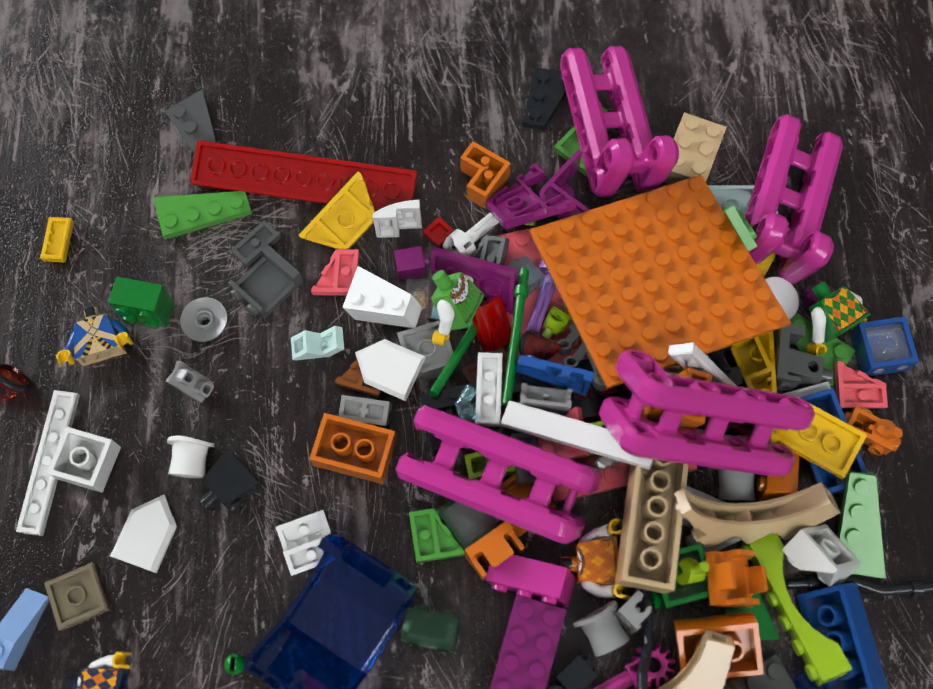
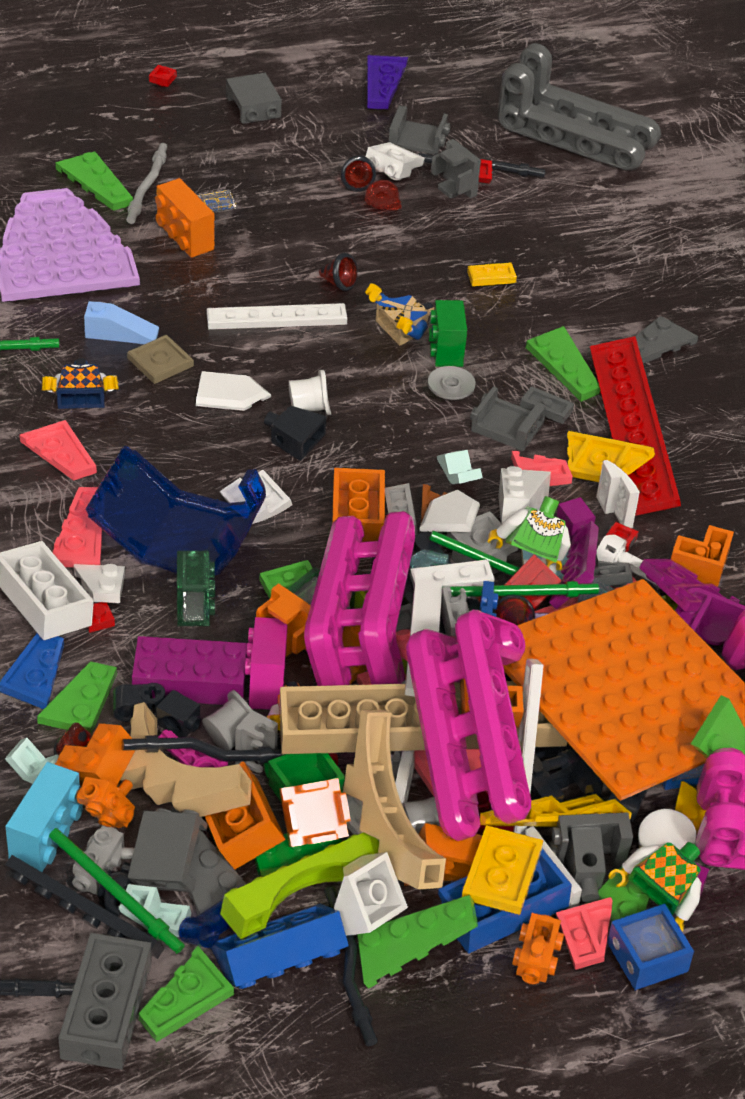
camera: 70 degrees right, 25 degrees down
(84, 459) = (284, 330): white slope -> none
(190, 382) = (384, 382): light grey hips -> none
(691, 571) = (312, 772): lime piece -> none

